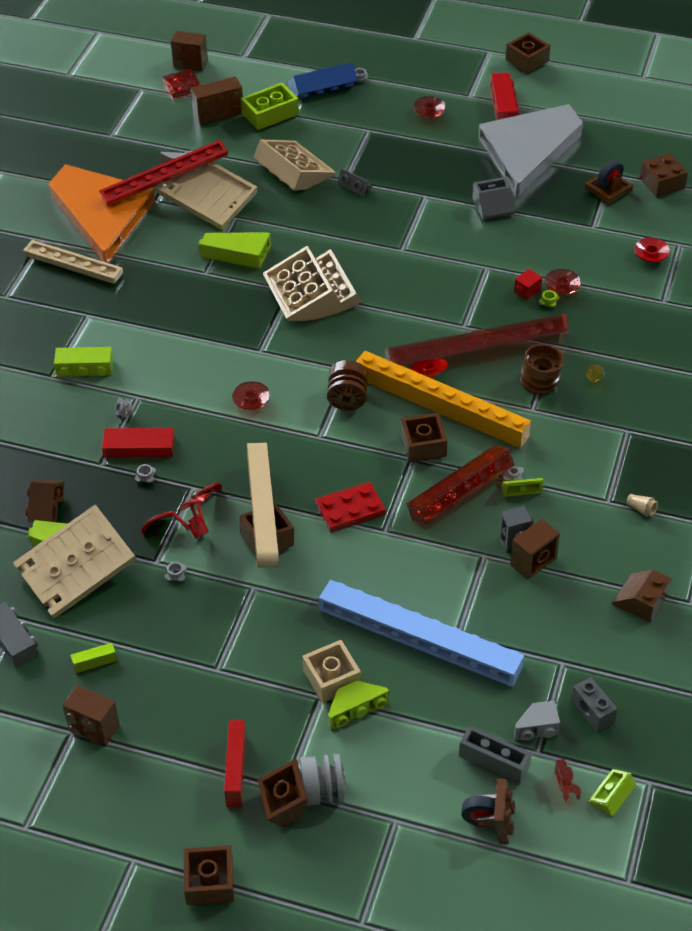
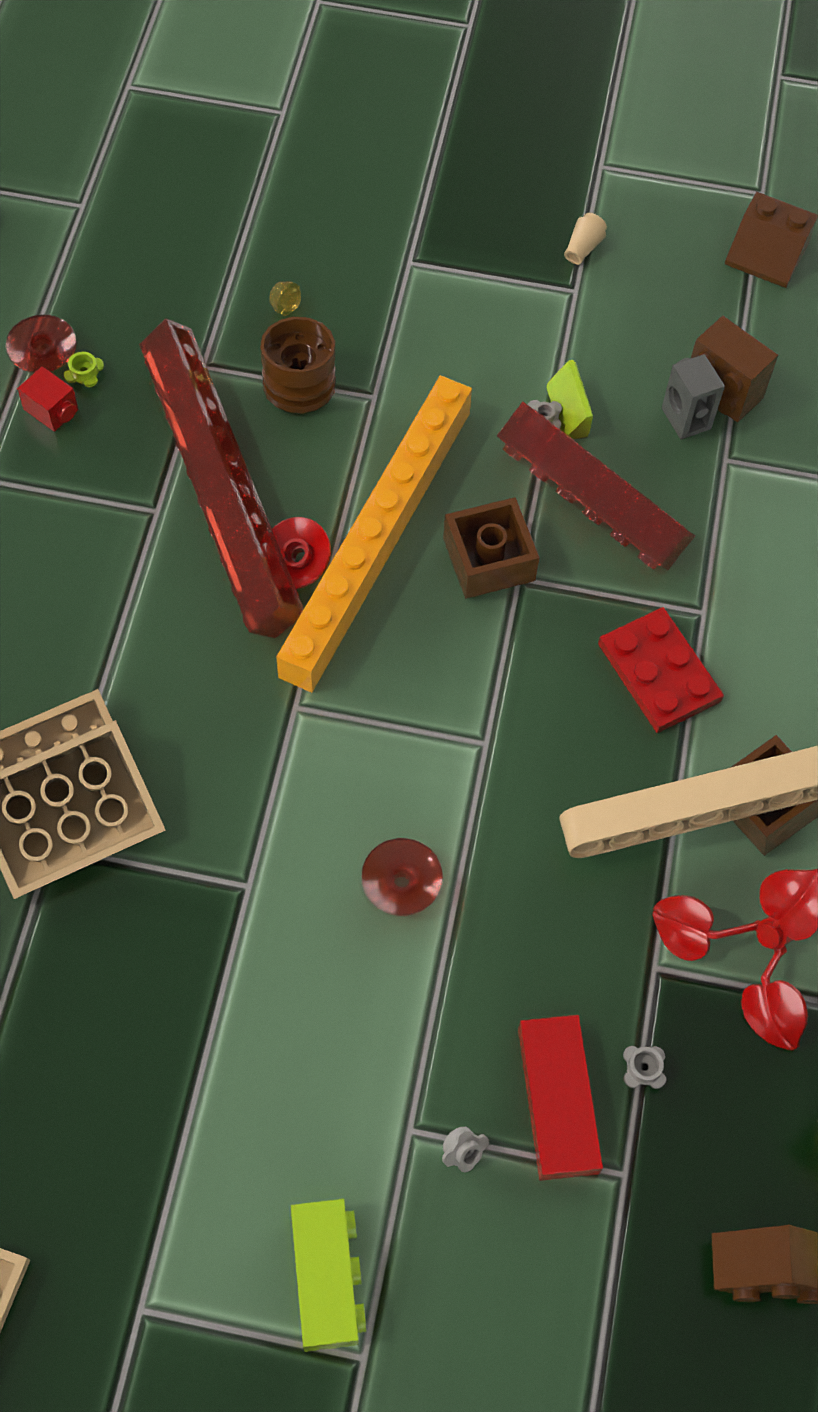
camera: 100 degrees left, 15 degrees up
(347, 385) = (374, 683): reddish brown wheel -> none

